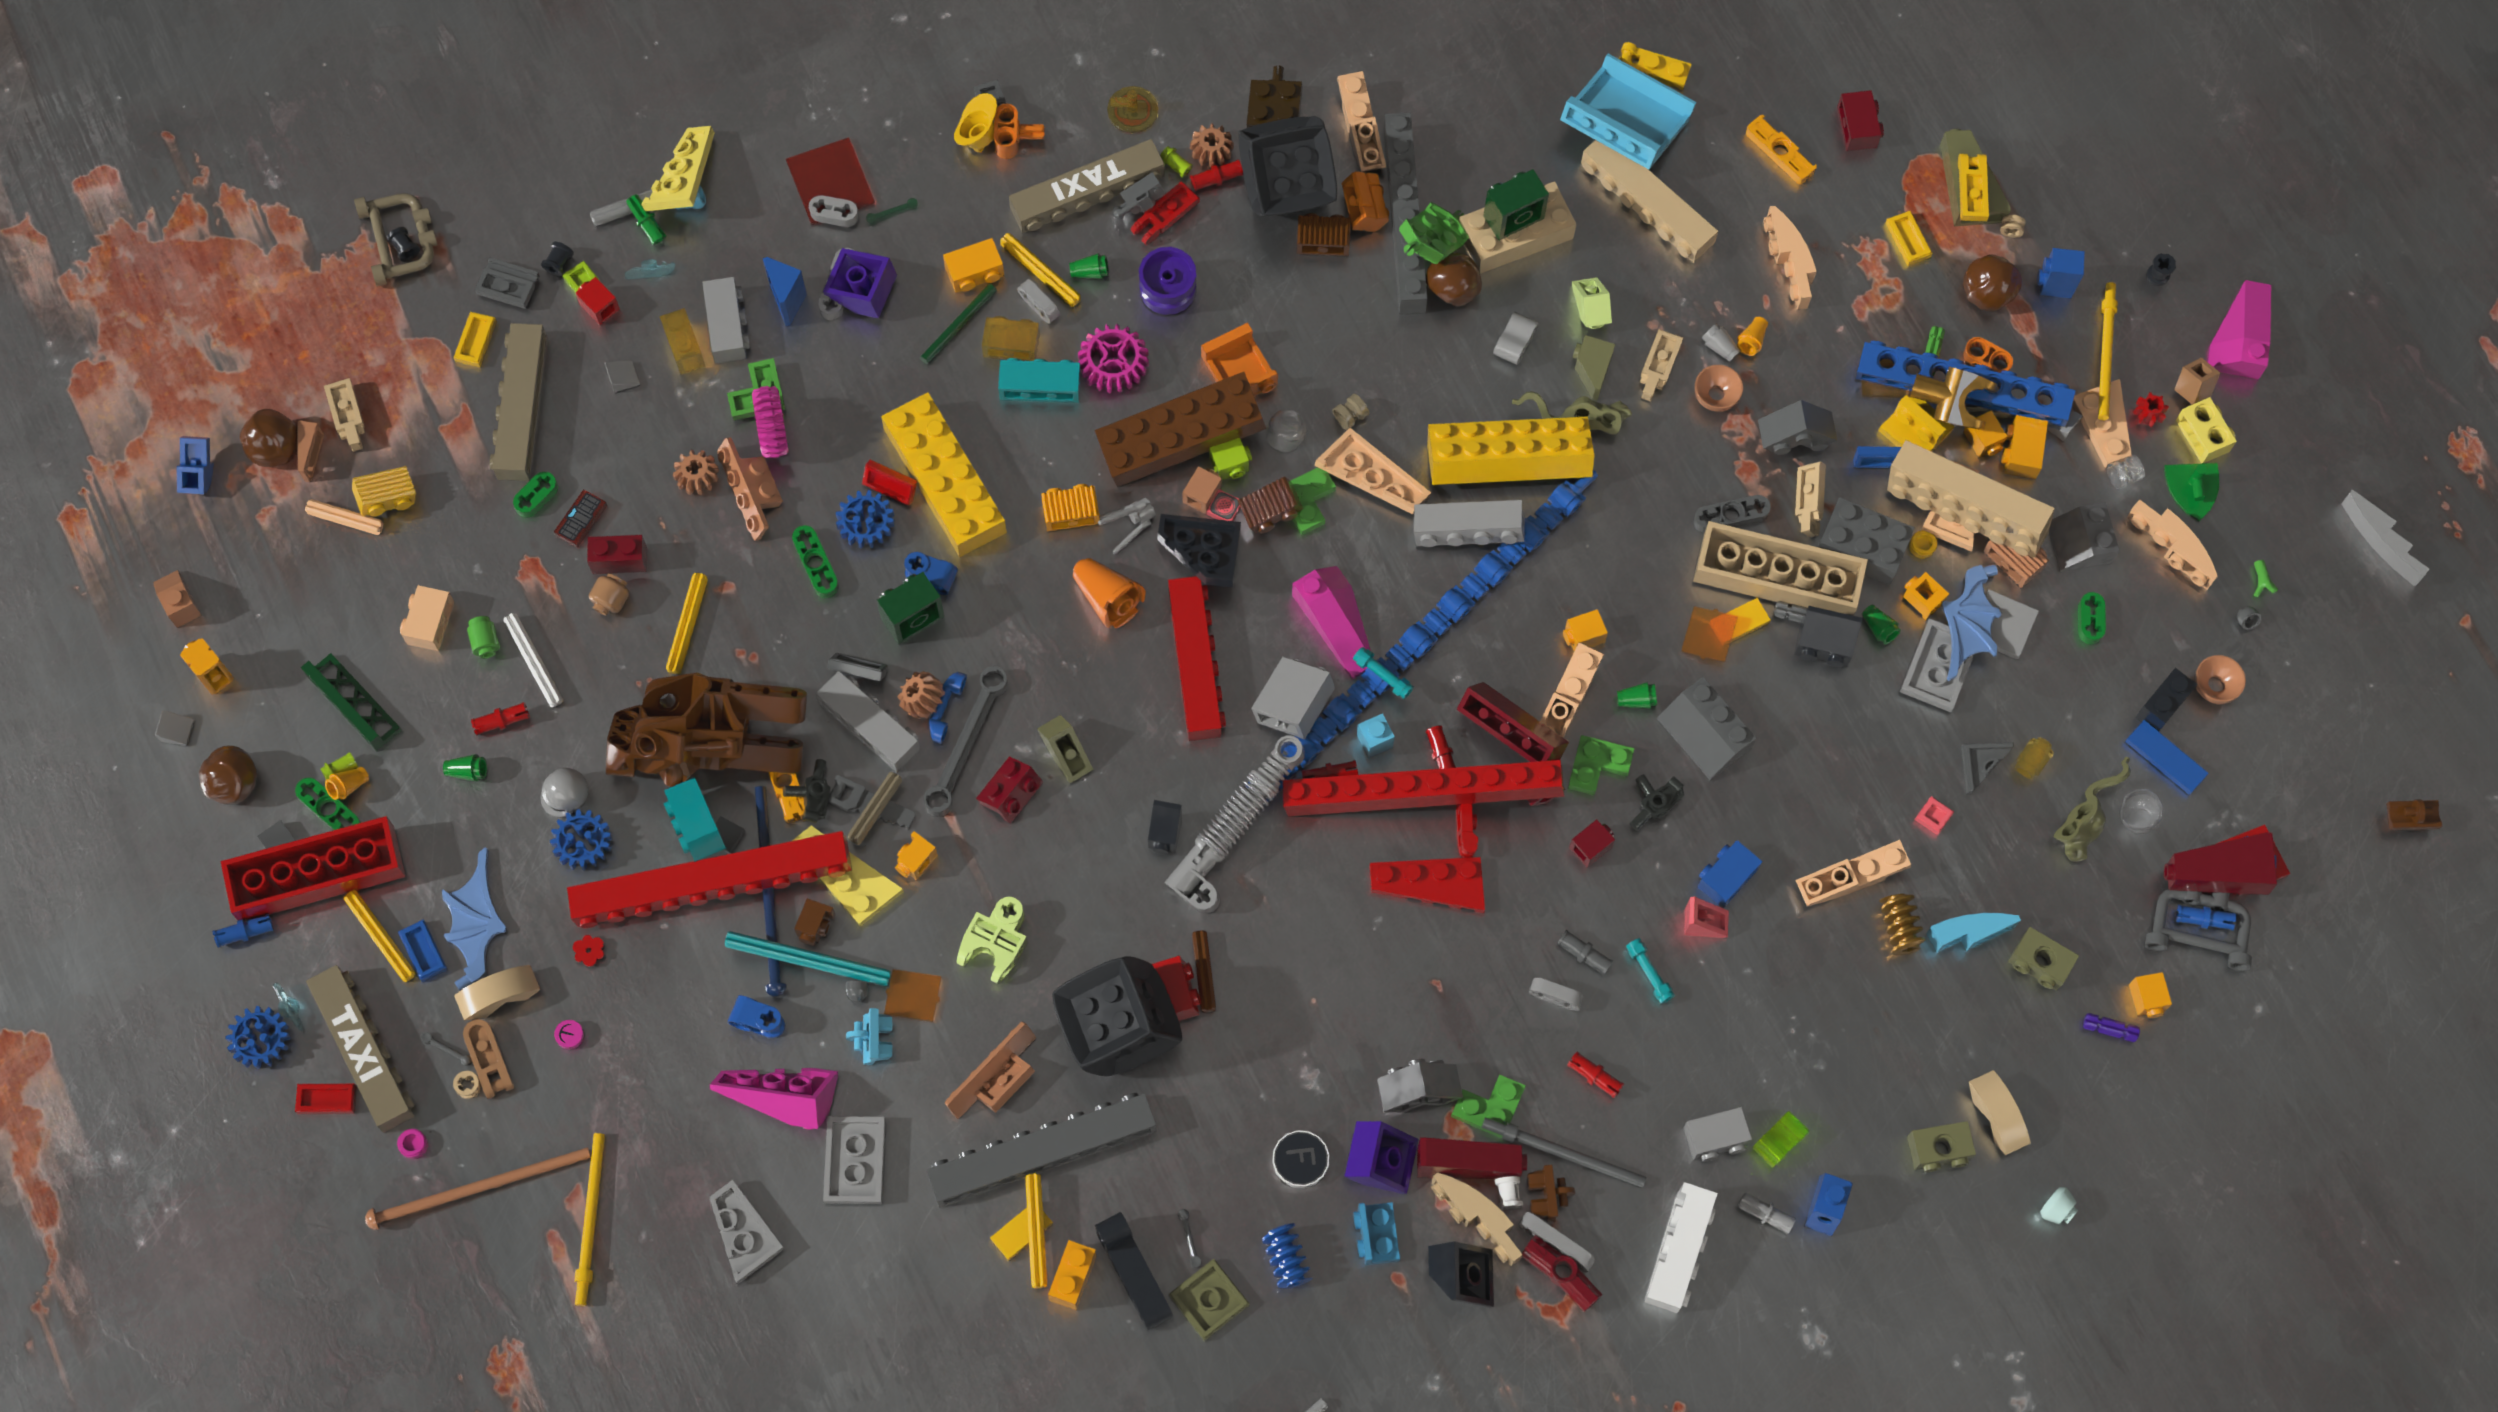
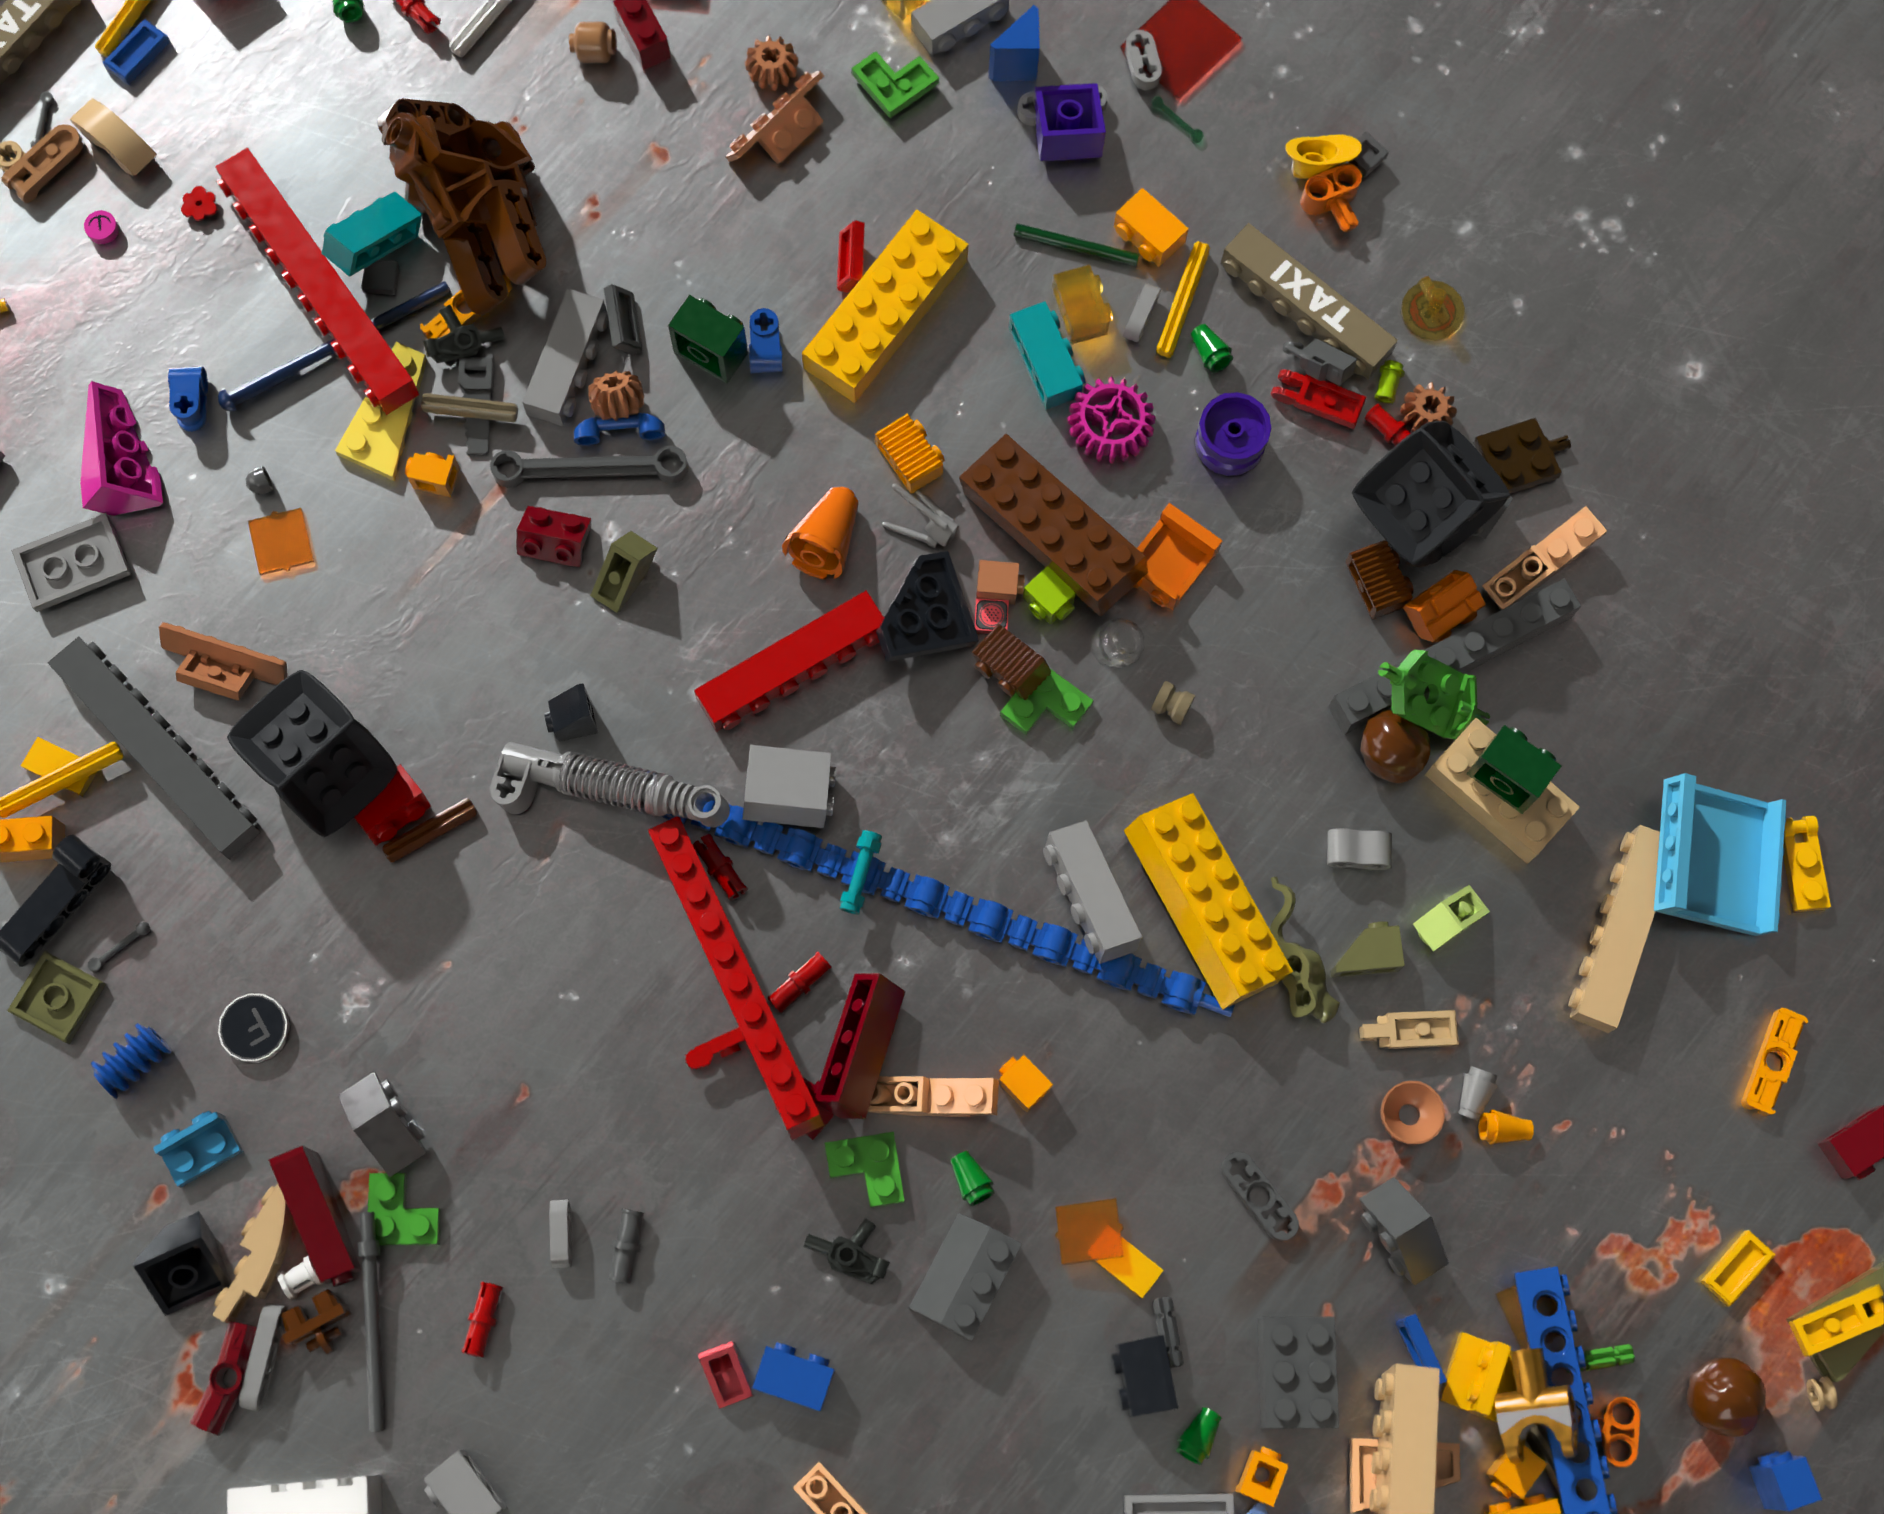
camera: 65 degrees right, 5 degrees up
(473, 922) = (186, 84): medium blue animal -> none
(564, 790) = (356, 100): light grey helmet -> none
(597, 838) = (322, 152): blue gear -> none
(686, 623) = (599, 133): yellow axle -> none
(770, 422) = (855, 102): dark pink gear -> none
(807, 958) = (270, 415): teal axle -> none
(813, 573) = (727, 239): green beam -> none
(813, 922) = (316, 403): reddish brown brick -> none
(867, 1036) = (199, 527): medium azure hips -> none
(876, 511) = (781, 243): blue gear -> none
(996, 937) = (375, 596): yellowish green piece -> none
(1333, 611) = (919, 788): dark pink wedge -> none
(1370, 470) = (1110, 755): light nougat wing -> none
(1375, 736) = (785, 897): medium azure brick -> none
(1381, 1156) = (285, 1114): dark purple slope -> none
(1440, 881) = (644, 1044): red wing -> none
(1592, 842) = (764, 1200): dark red brick -> none
(1637, 950) = (617, 1357): teal bar -> none
(1779, 569) = (1207, 1284): tan brick -> none
(1793, 252) = (1644, 1126): light nougat slope -> none
(1810, 497) = (1324, 1283): tan hinge -> none
(1923, 544) = (1332, 1448): yellow tile -> none

